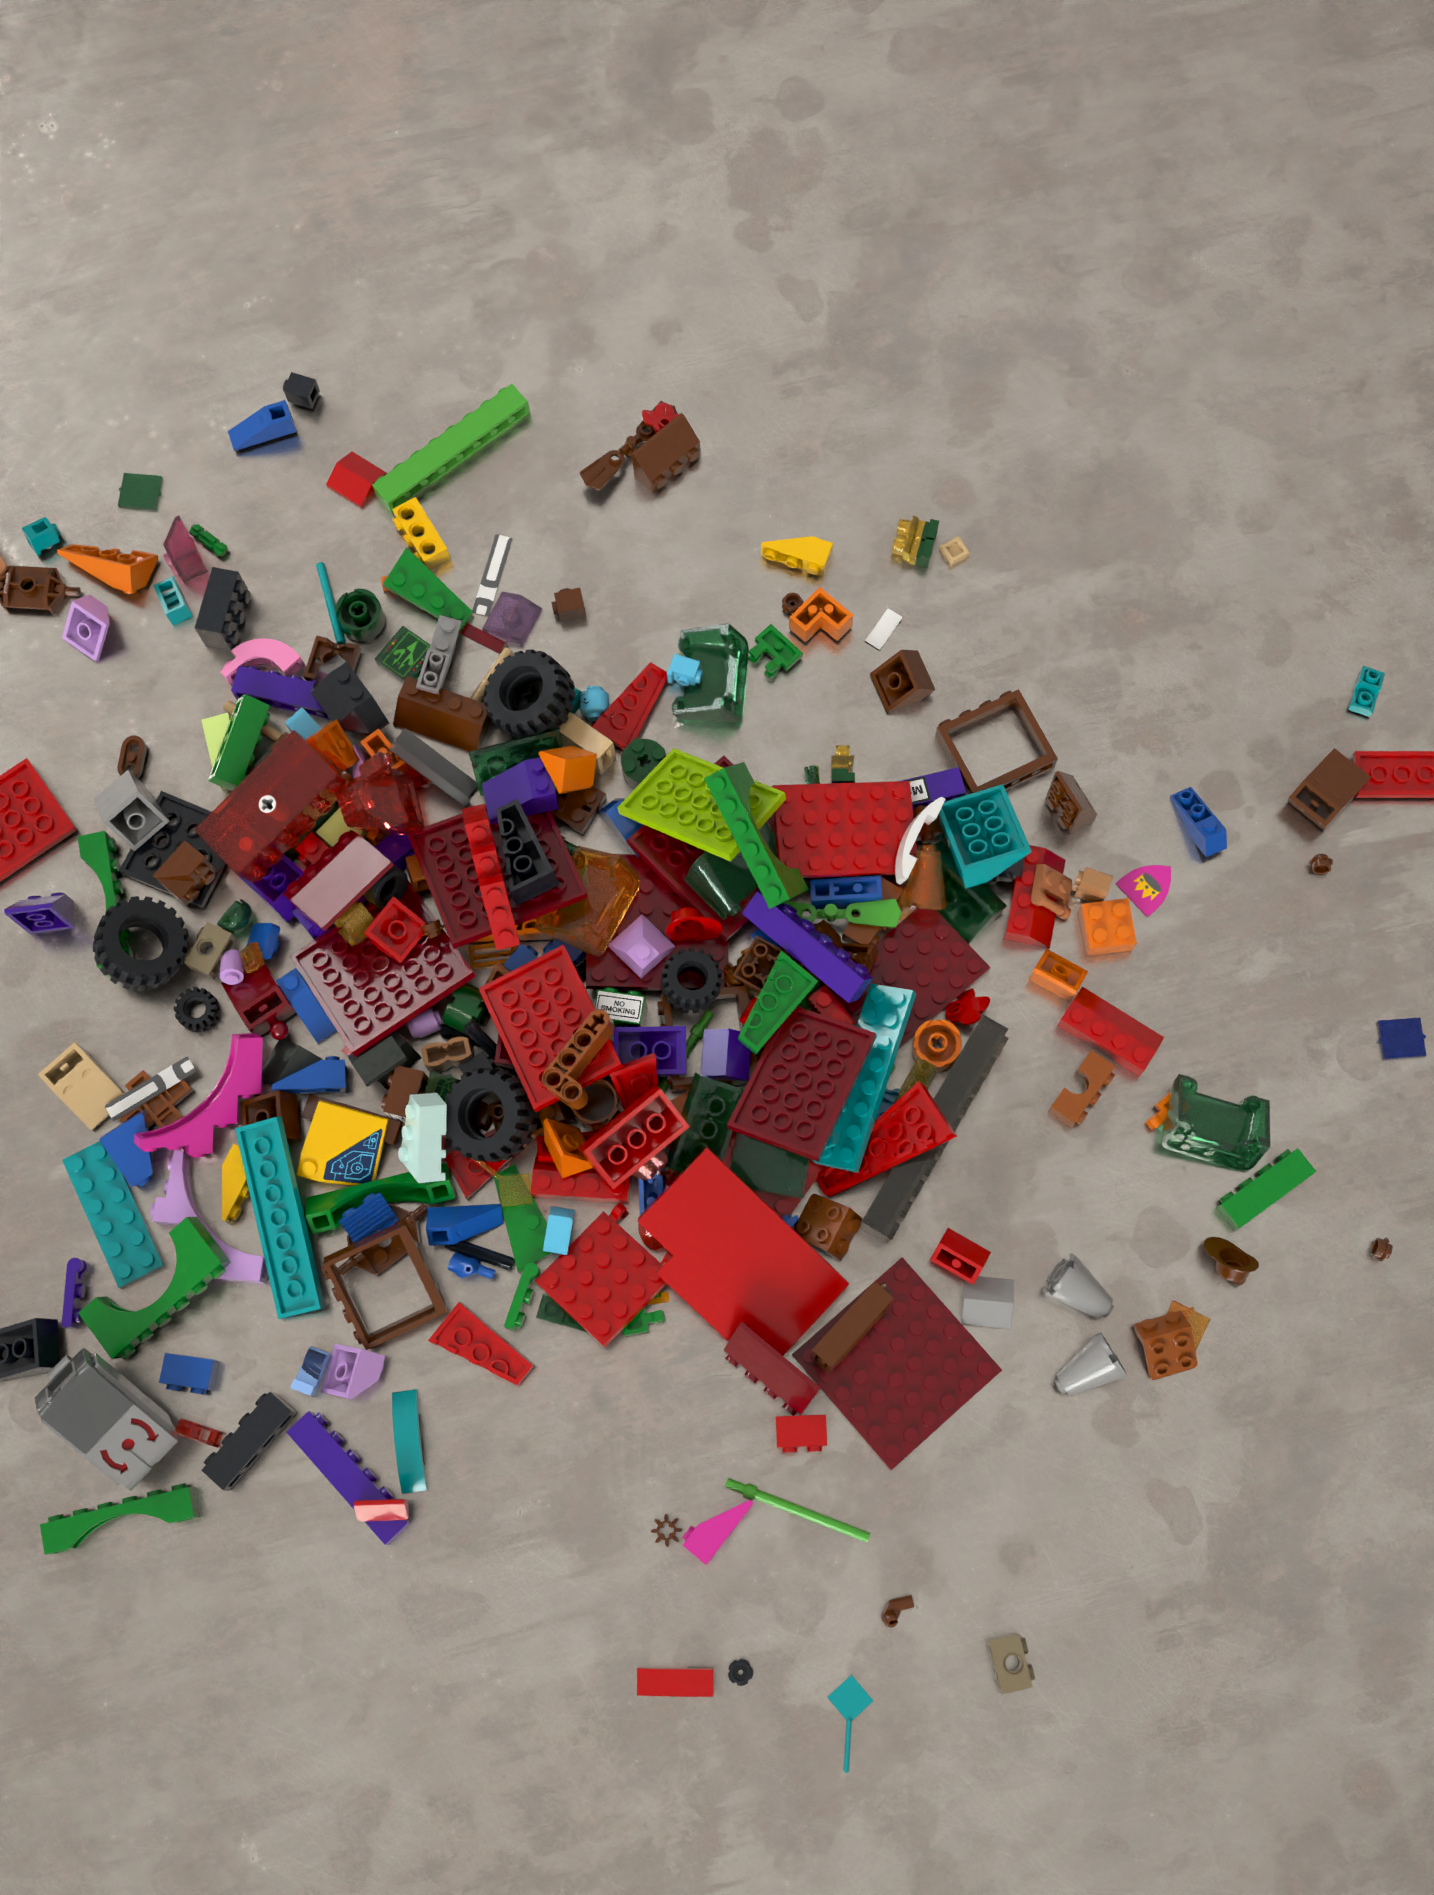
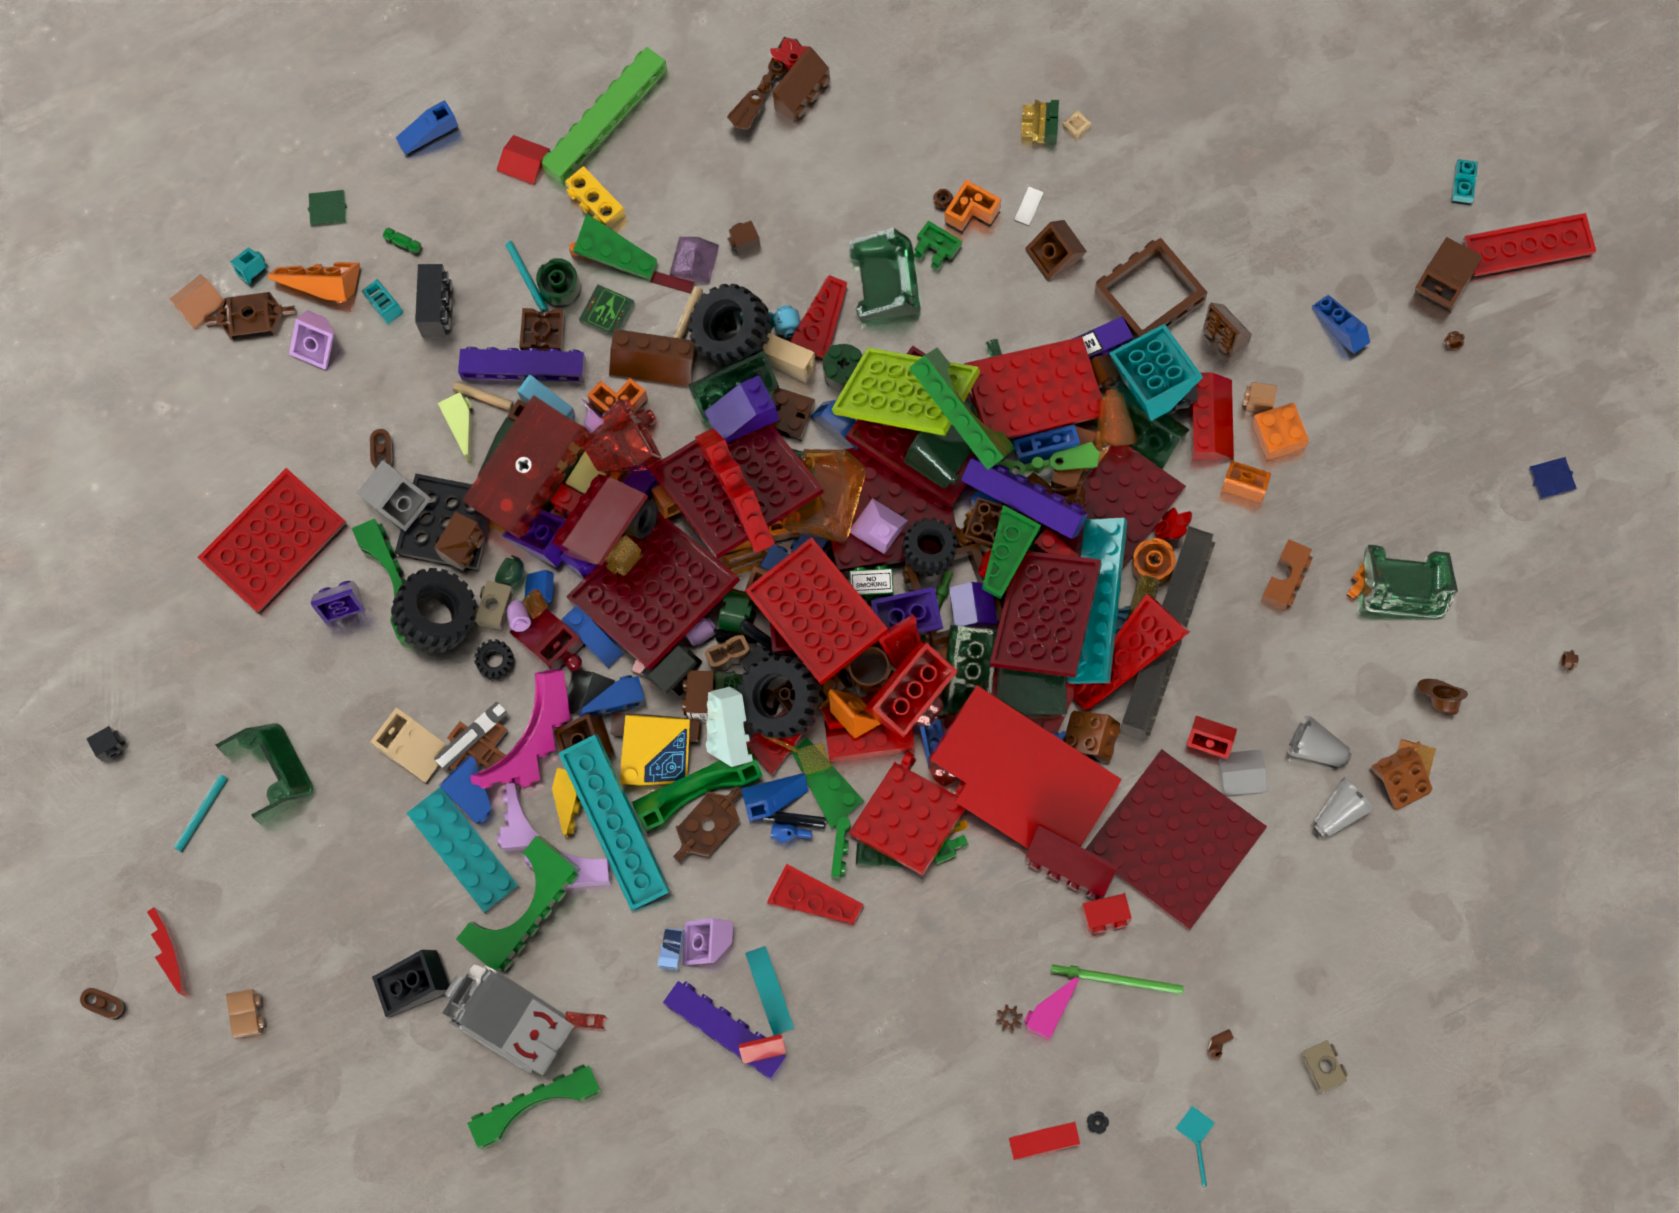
camera: 10 degrees left, 0 degrees up
(74, 1293) = (446, 924): dark purple plate -> none
(182, 552) = (384, 256): clear pink slope -> none
(188, 1372) = (564, 971): blue brick -> none
(239, 742) = (478, 417): green brick -> none
(248, 1441) = (631, 1017): black brick -> none
(263, 652) = (478, 332): bright pink arch -> none
(301, 390) = (454, 87): black brick -> none
(334, 745) = (566, 402): orange wing -> none
(346, 698) = (566, 358): black wedge -> none
(351, 1312) = (743, 892): reddish brown window -> none
(368, 1218) = (692, 808): blue brick -> none
(395, 930) = (660, 554): red slope -> none
(432, 929) = (692, 546): reddish brown plate -> none
(433, 766) = (658, 405): dark grey panel -> none
(439, 655) = (639, 304): light grey slope -> none
(492, 575) = (666, 223): sticker -> none
(525, 860) = (764, 469): black wedge -> none
(558, 1230) = (860, 785): medium azure slope -> none
(569, 768) = (781, 381): orange slope -> none
(583, 1056) = (853, 627): dark orange beam -> none
(684, 671) = (861, 277): medium azure brick -> none
(692, 925) = (918, 499): red piece -> none
(804, 552) = (943, 151): yellow slope -> none
(842, 765) = (1019, 335): hips -> none
(852, 1327) = (1133, 812): reddish brown window -> none
(905, 861) = (1092, 405): white slope -> none
(1055, 885) = (1228, 403): nougat plate -> none
(1110, 1031) = (1301, 521): red slope -> none
(1147, 886) = (1307, 389): dark pink sticker -> none
(1266, 1189) = (1461, 629): green brick -> none

